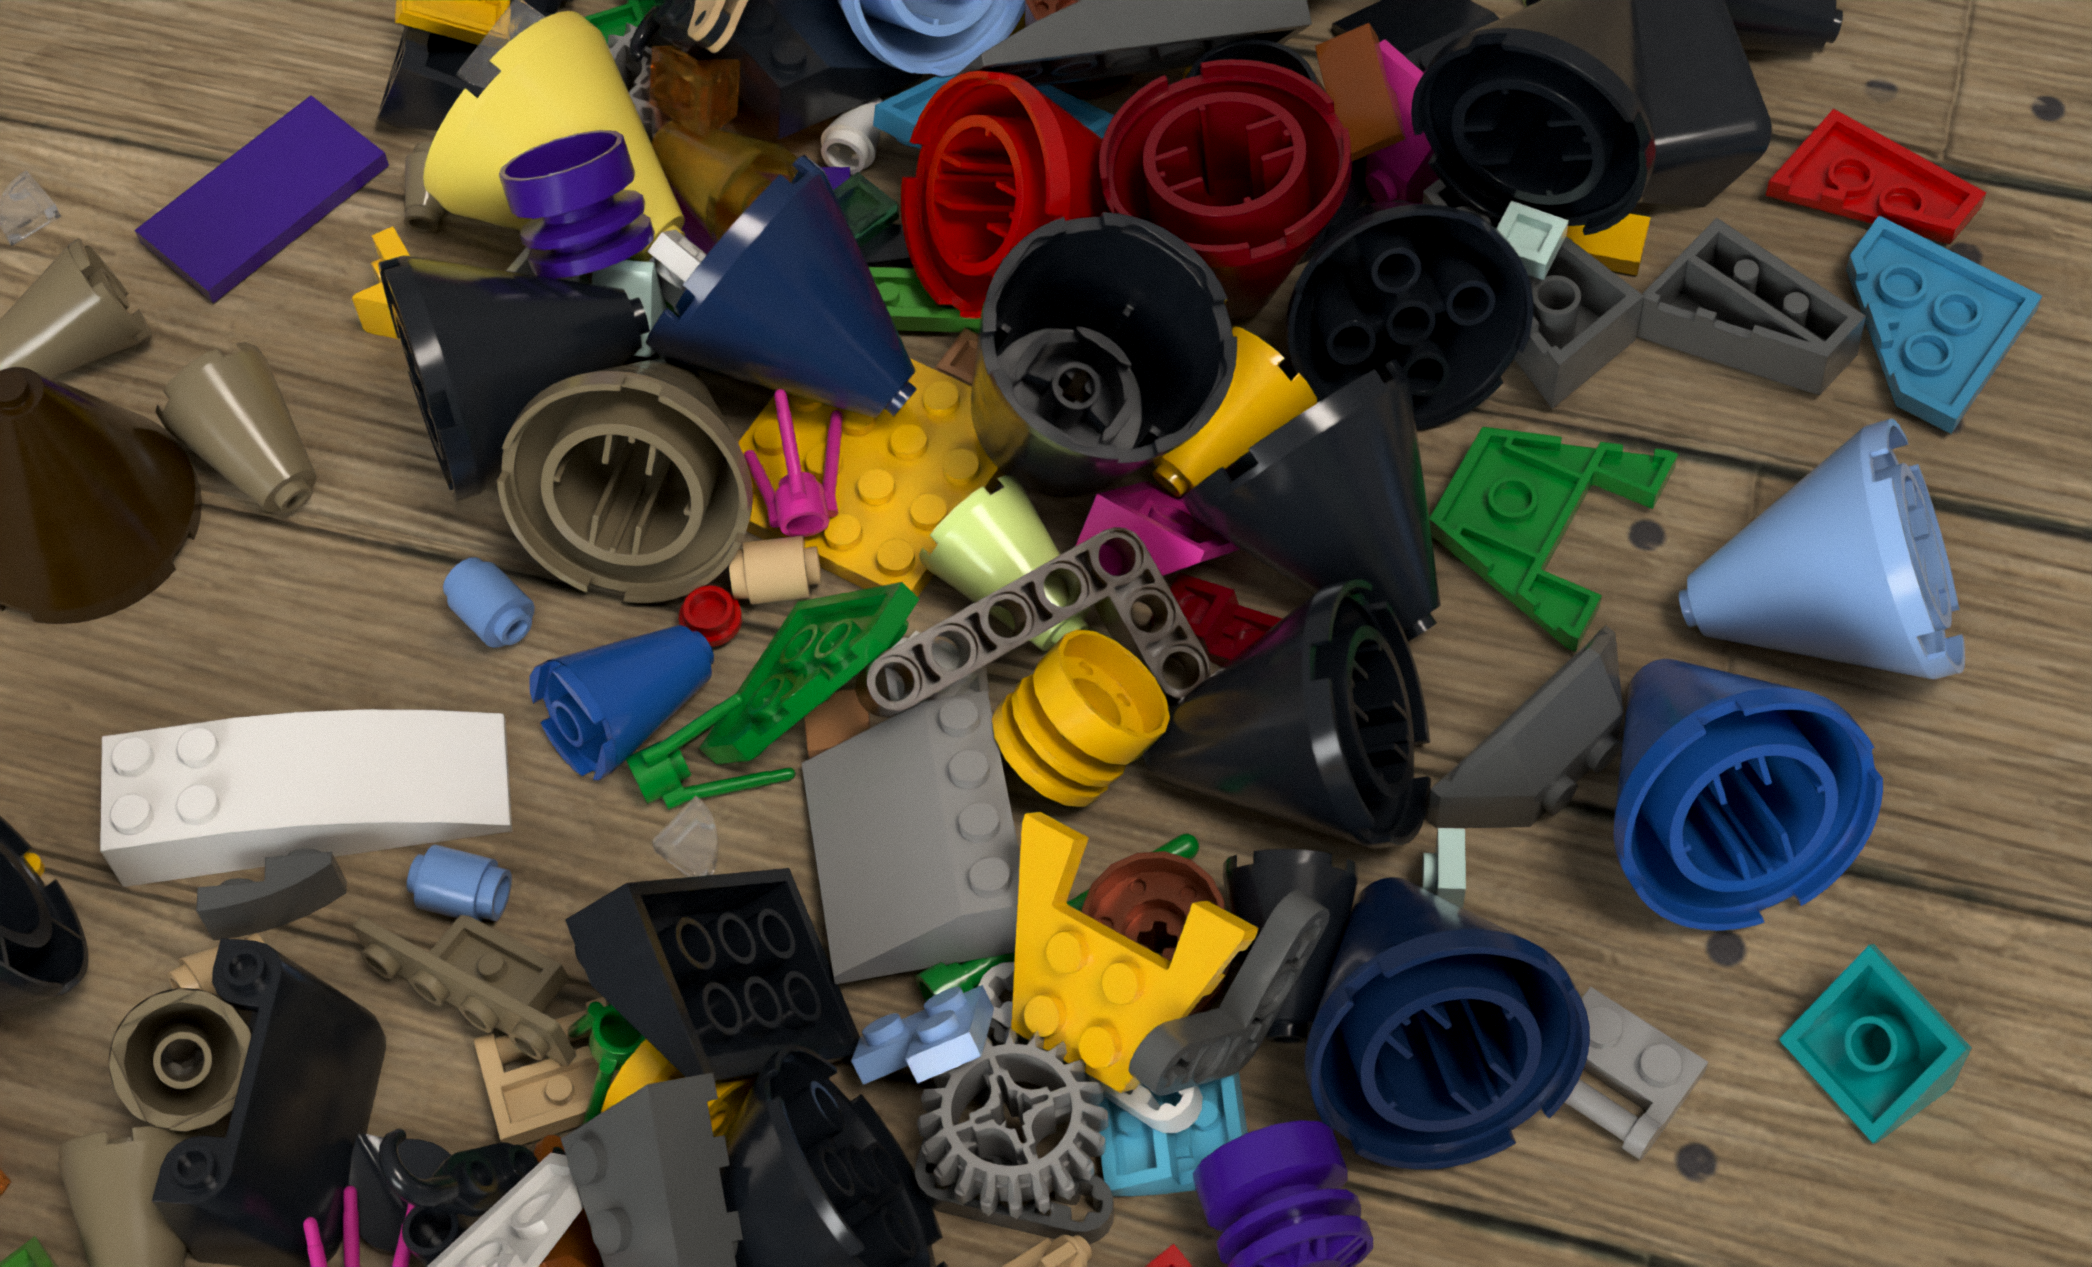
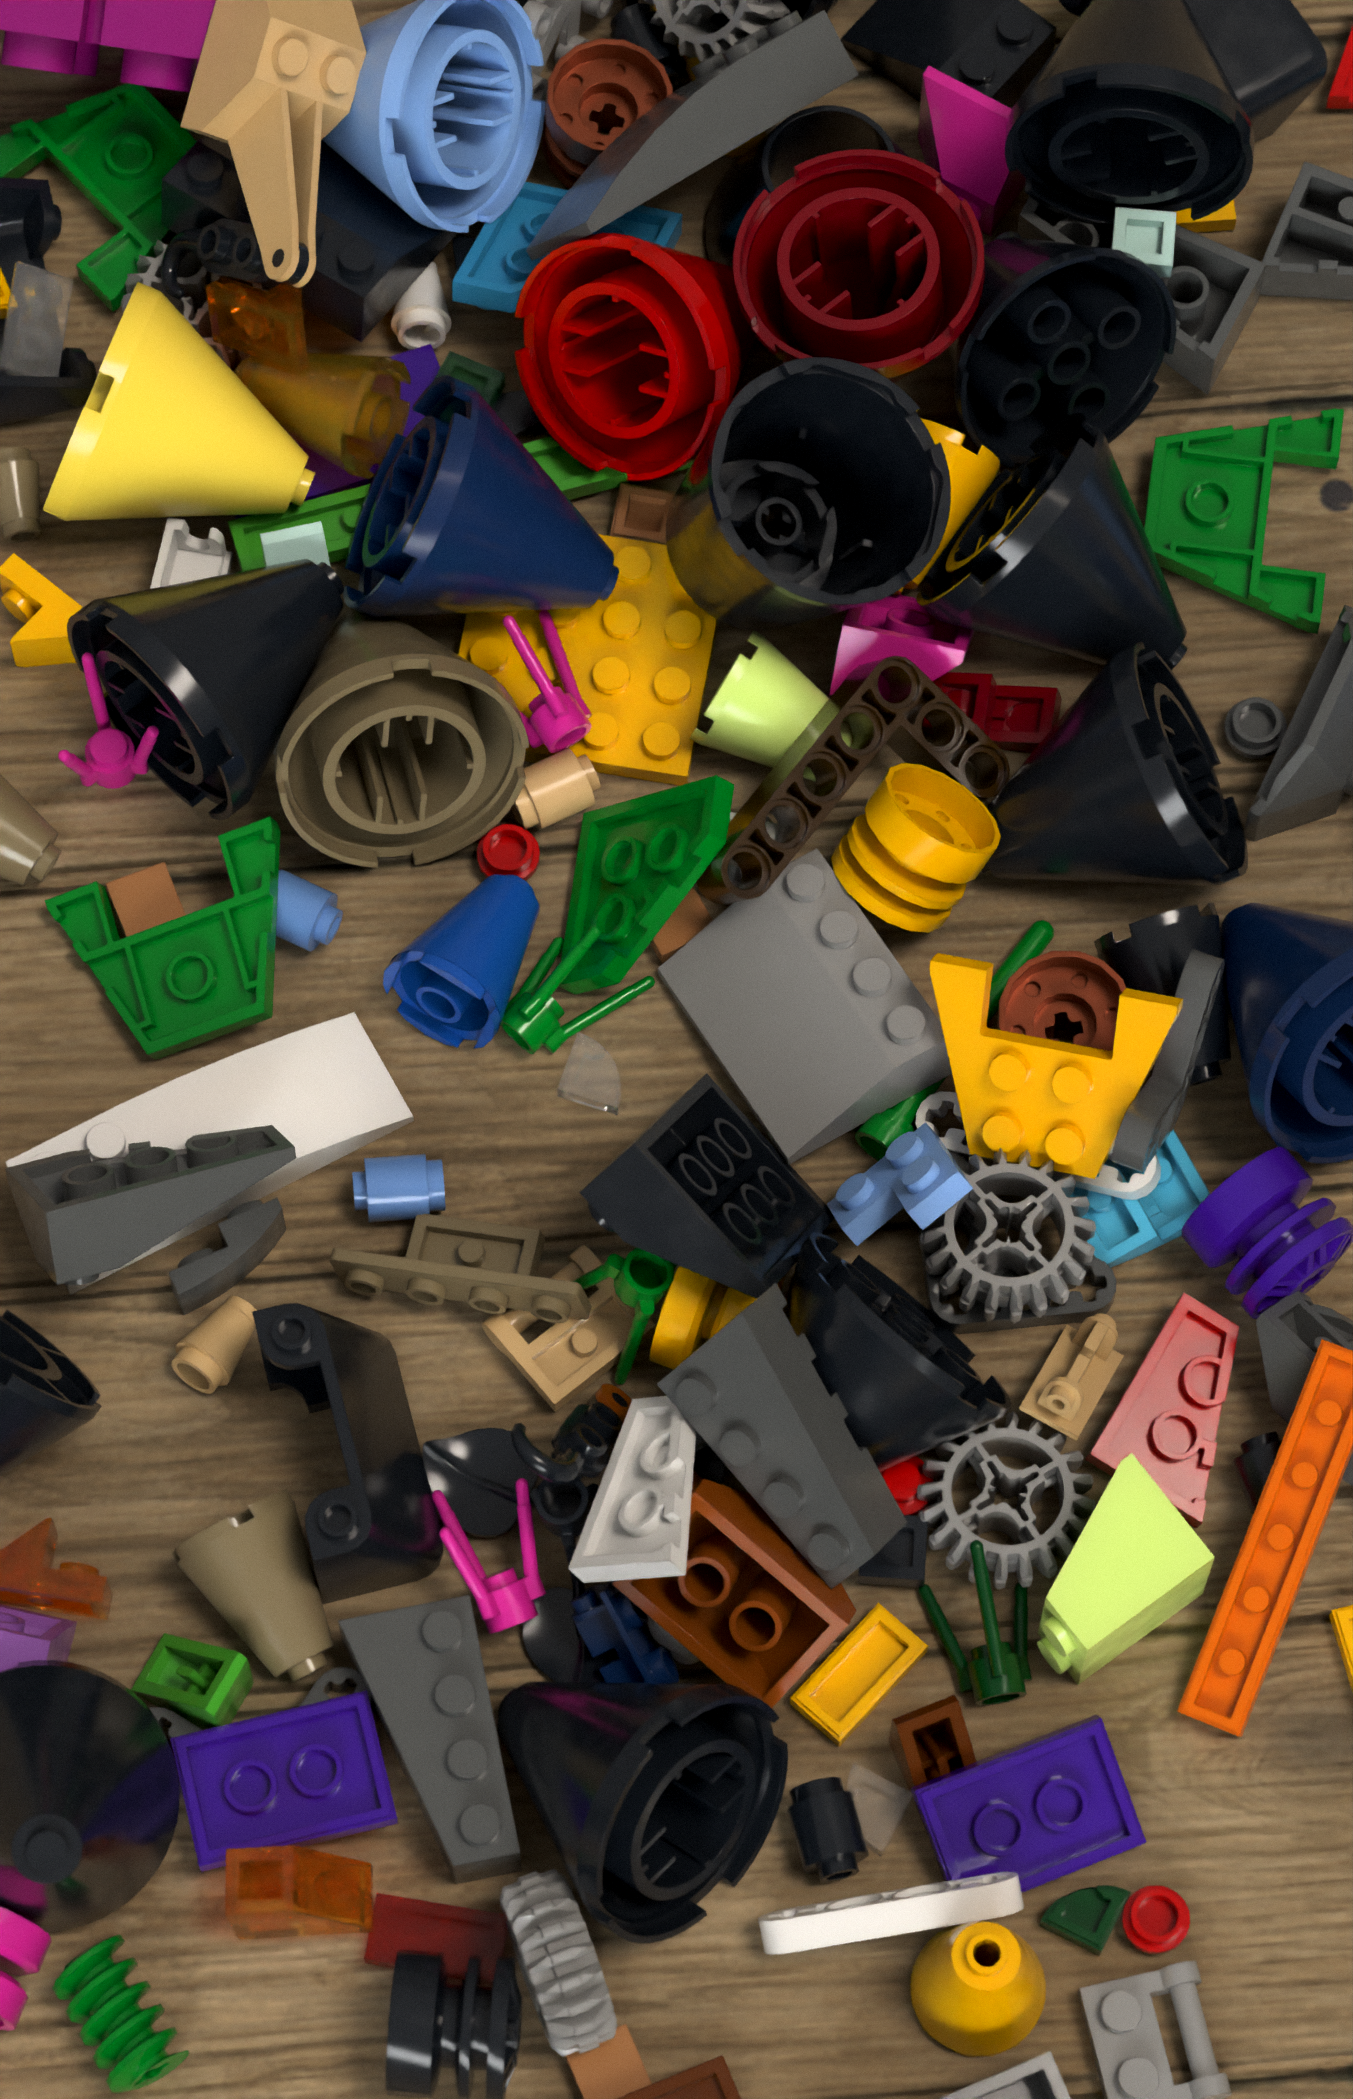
camera: 25 degrees left, 10 degrees up
(141, 801) = (109, 1211): none -> dark grey wedge
(174, 1091) = (263, 1429): dark tan cone -> none
(367, 560) = (144, 899): none -> medium nougat tile
(377, 627) = (196, 971): none -> green wing
(397, 418) = (109, 752): none -> dark pink plant
(577, 204) = (237, 489): dark purple wheel -> none
(674, 262) = (339, 510): white bracket -> none
(1360, 90) = (924, 125): dark orange slope -> none
(1446, 868) = (1284, 879): light aqua plate -> none
(1474, 716) = (1255, 728): none -> dark grey plate

